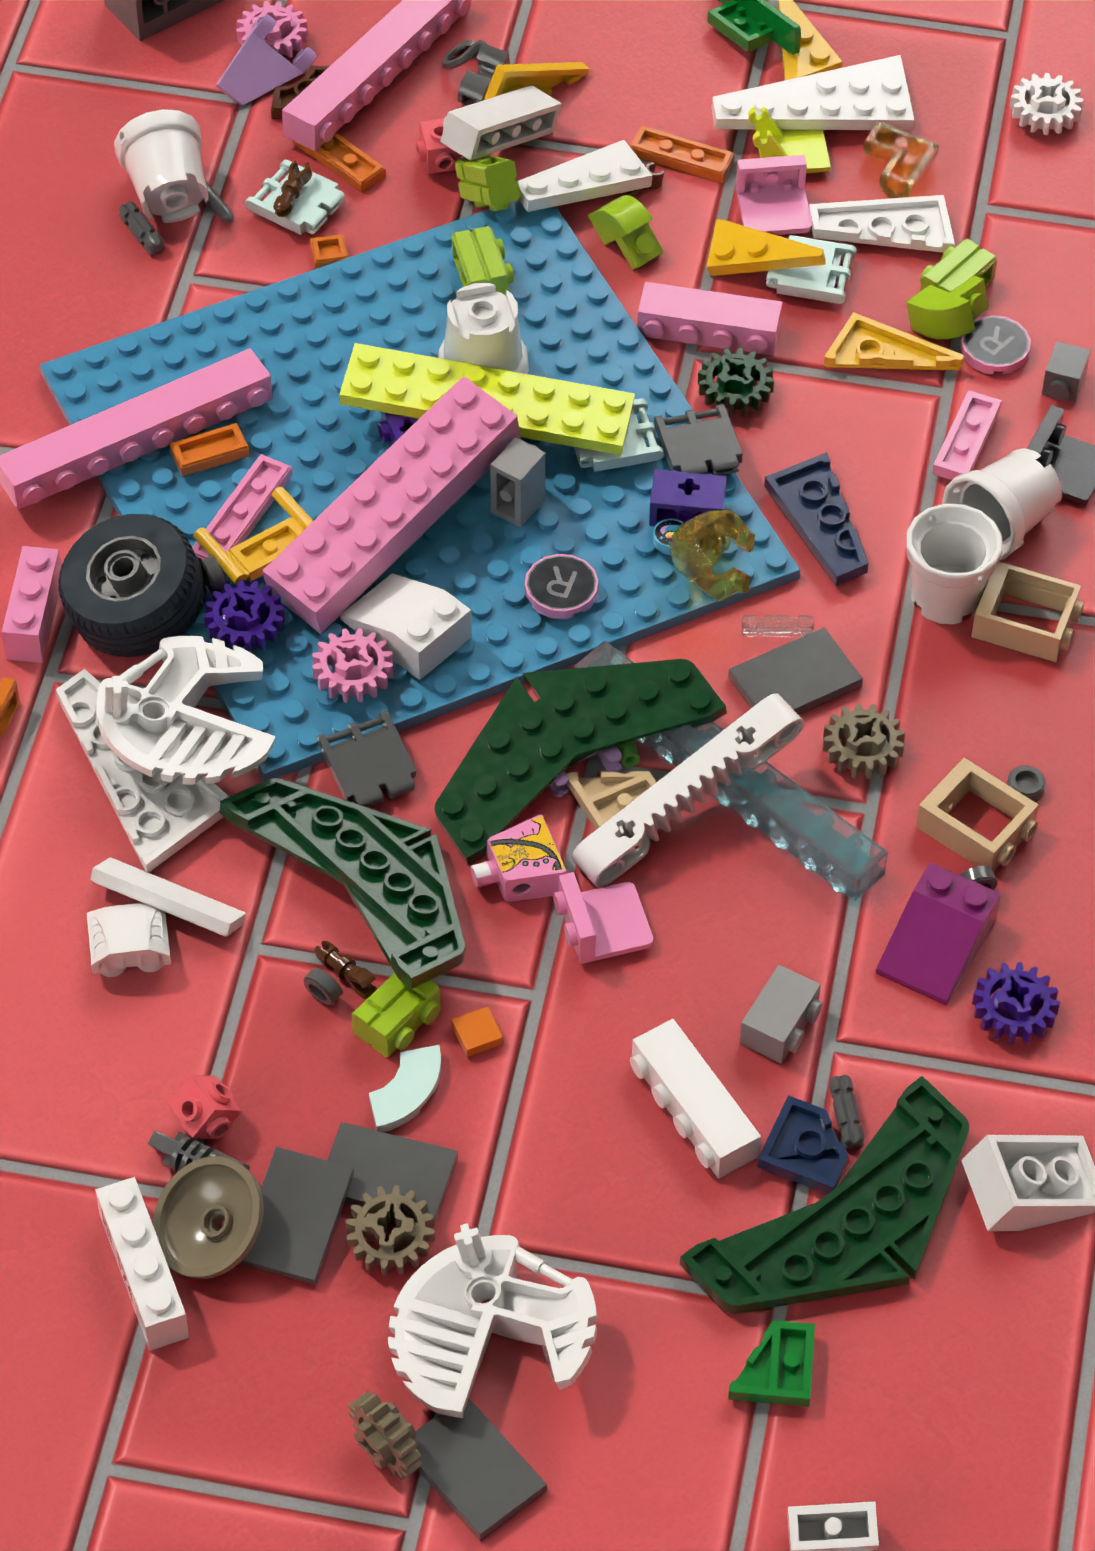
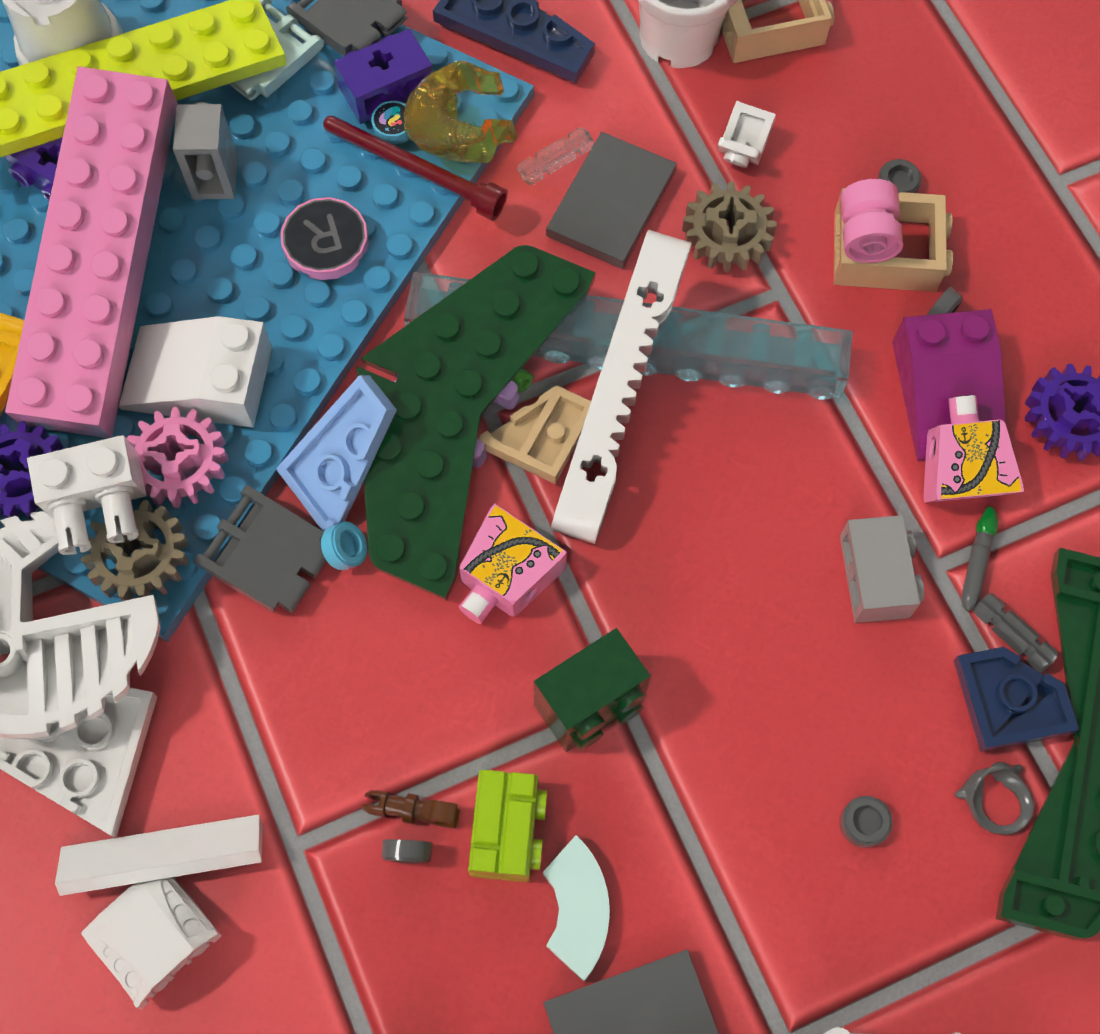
camera: 35 degrees left, 15 degrees up
(284, 639) = (85, 479): none -> white brick
(284, 706) = (147, 567): none -> dark tan gear
(382, 861) = (337, 663): dark green wing -> none
(423, 787) = (344, 545): none -> medium azure tile
(461, 724) = (338, 451): none -> light blue wing
(477, 1031) = (599, 789): orange tile -> none
(513, 960) = (592, 691): none -> dark green brick
(602, 920) = (632, 577): bright pink bracket -> none
(640, 1158) = (865, 822): none -> dark grey tile
(695, 1099) = (875, 721): white brick -> none
(697, 623) = (486, 198): none -> dark red piece
(729, 1190) = (1011, 779): none -> dark grey piece
(864, 1053) = (975, 575): none -> dark grey piece
(903, 981) = (969, 457): none -> torso
(930, 688) = (746, 134): none -> white bracket
(954, 783) = (870, 221): none -> bright pink wheel

